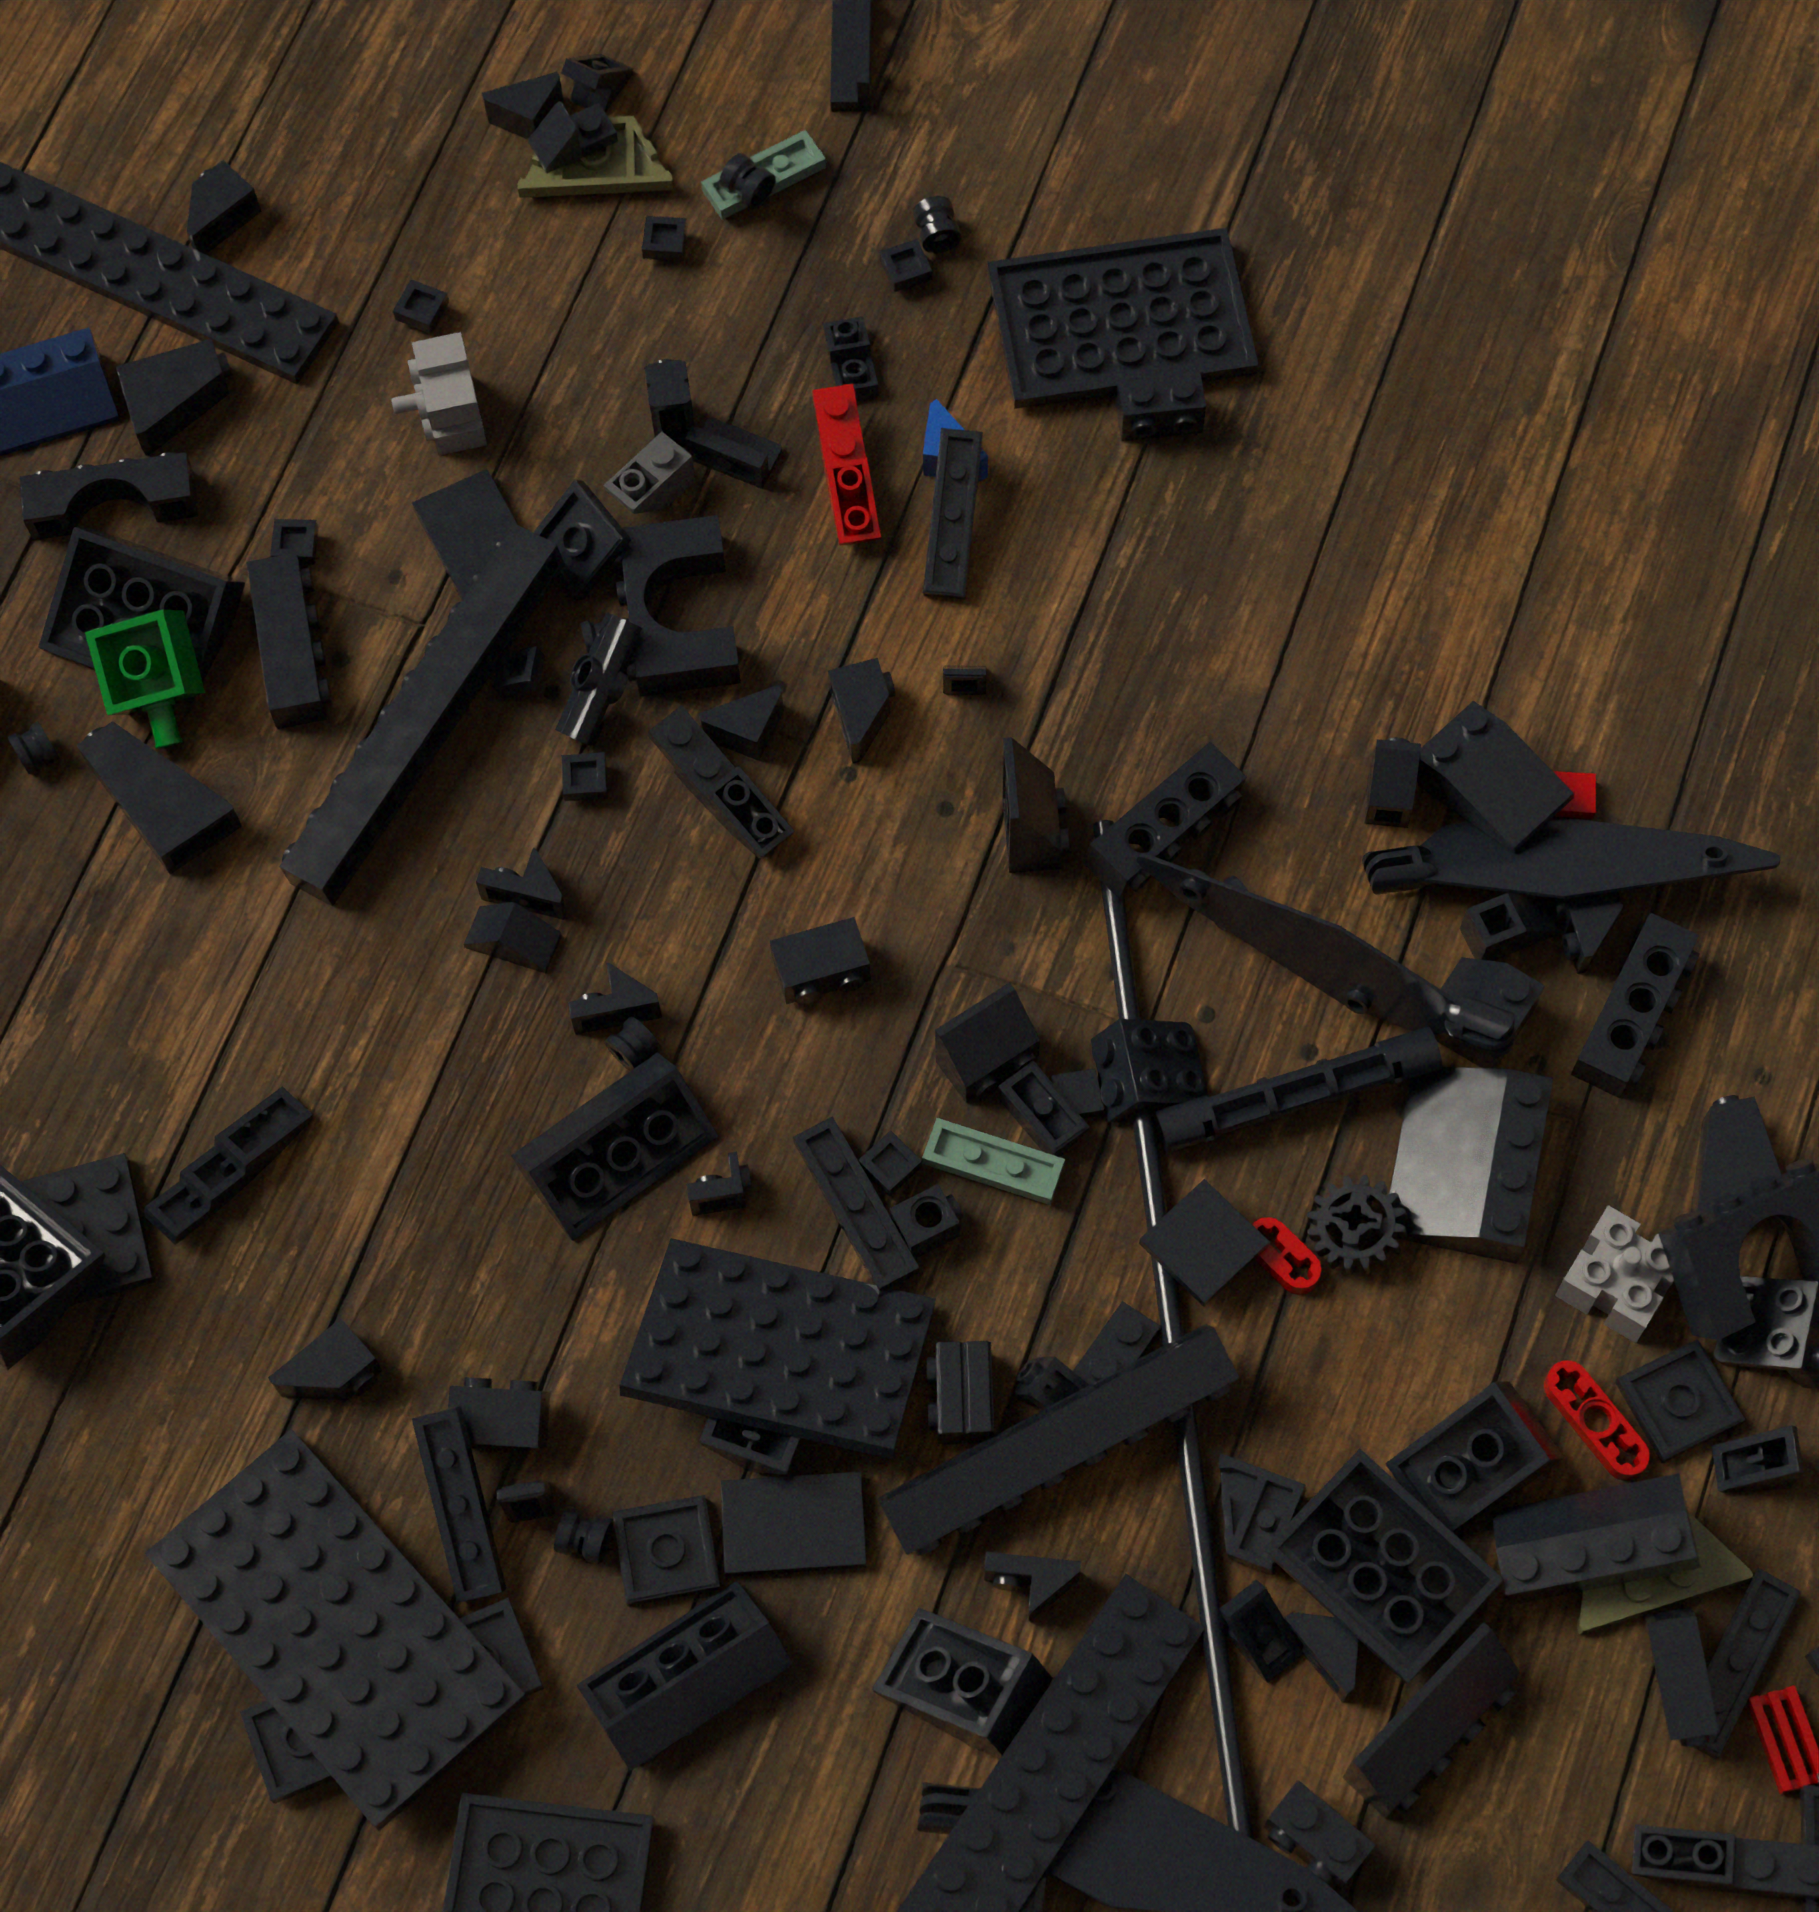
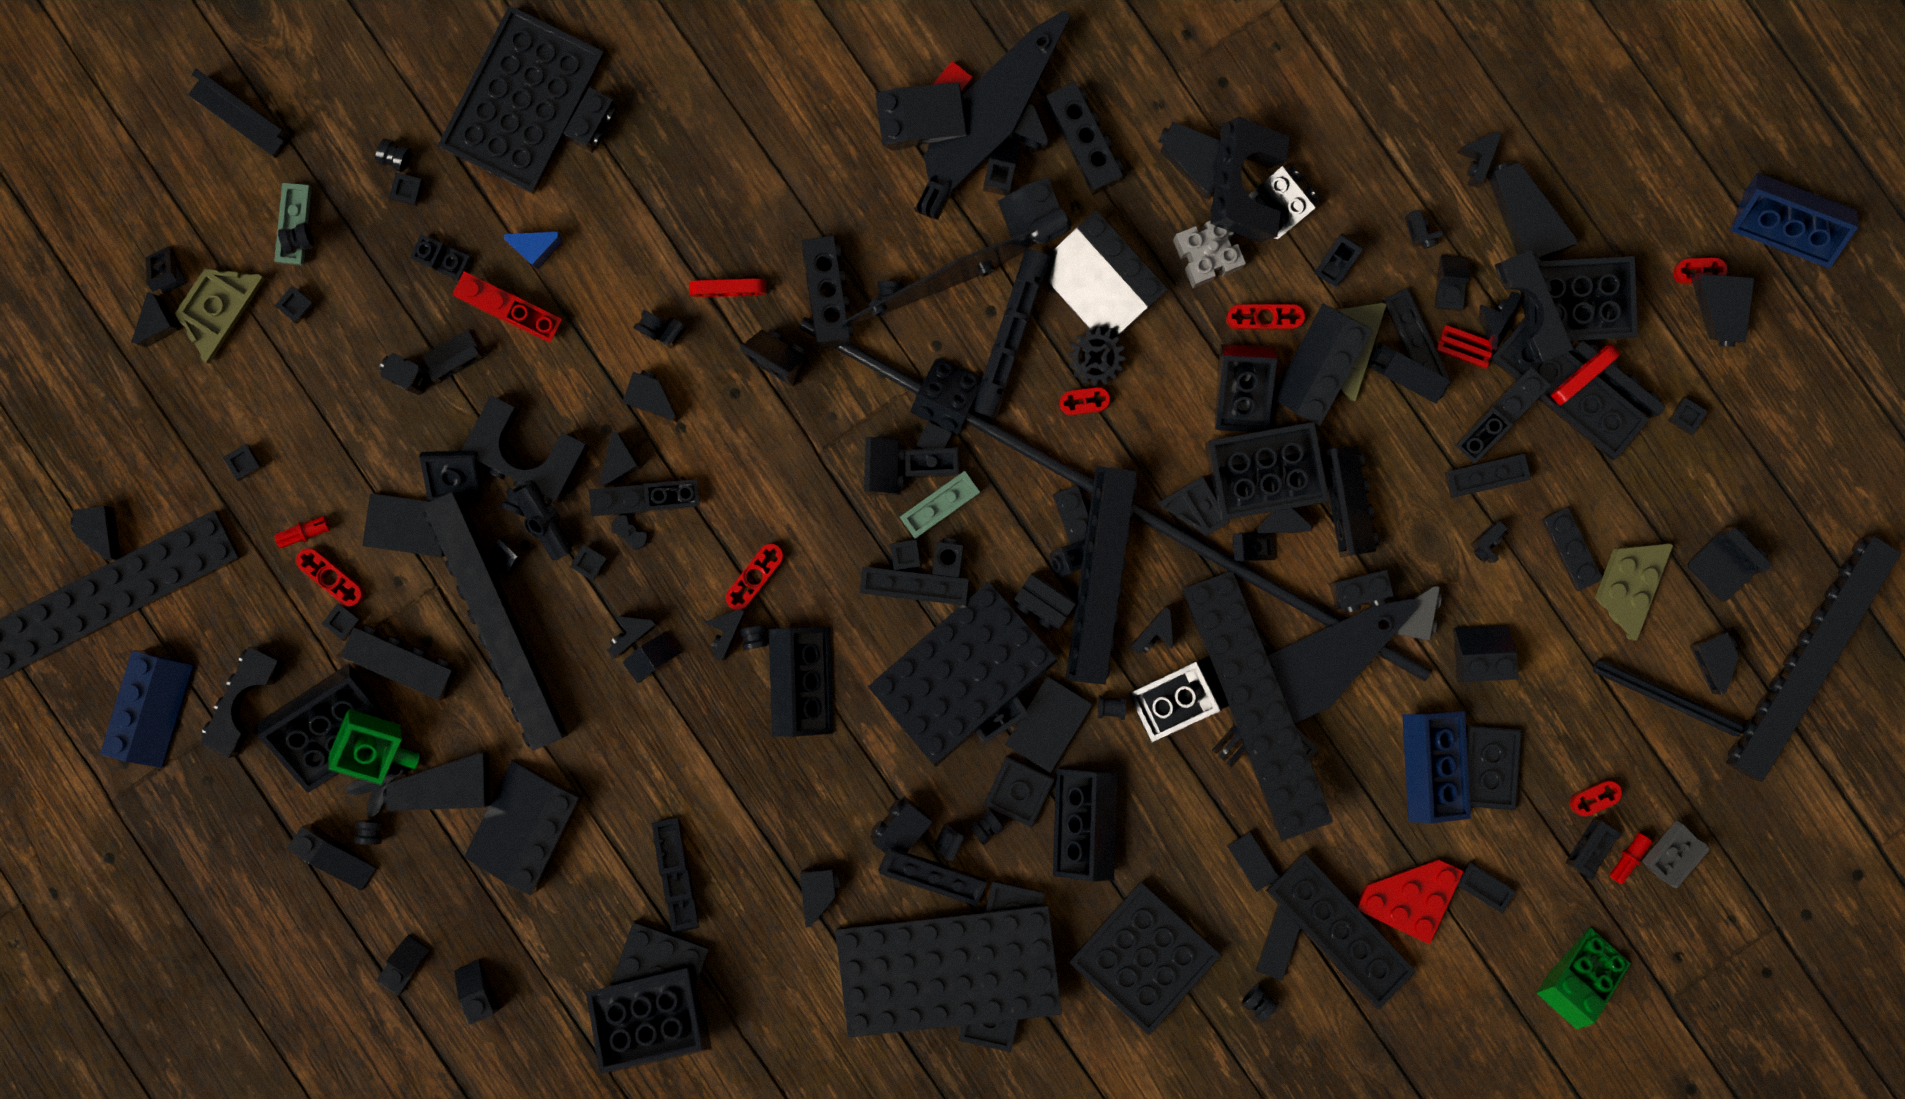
camera: 55 degrees left, 20 degrees up
(94, 709) = (376, 799): none -> black piece
(166, 934) = (523, 828): none -> black slope
(172, 390) = (200, 628): black slope -> none
(352, 510) = (320, 559): none -> red beam
(380, 426) = (302, 532): none -> red axle
(444, 394) = (312, 488): light grey brick -> none
(567, 138) = (195, 314): black slope -> none
(653, 477) = (441, 413): dark grey slope -> none
(661, 801) = (631, 535): none -> black piece
(703, 978) = (765, 577): none -> red beam
(720, 1194) = (860, 650): black bracket -> none
(820, 961) = (778, 516): black brick -> none
(881, 1593) = (1111, 707): none -> black bush
(953, 513) = (576, 272): black tile -> none
(953, 643) = (649, 325): none -> black wheel
(1076, 703) = (727, 288): none -> red beam
(1204, 1242) = (1054, 436): black tile -> none
(1392, 782) = (887, 166): black slope -> none
(1679, 1401) = (1283, 271): black tile -> none

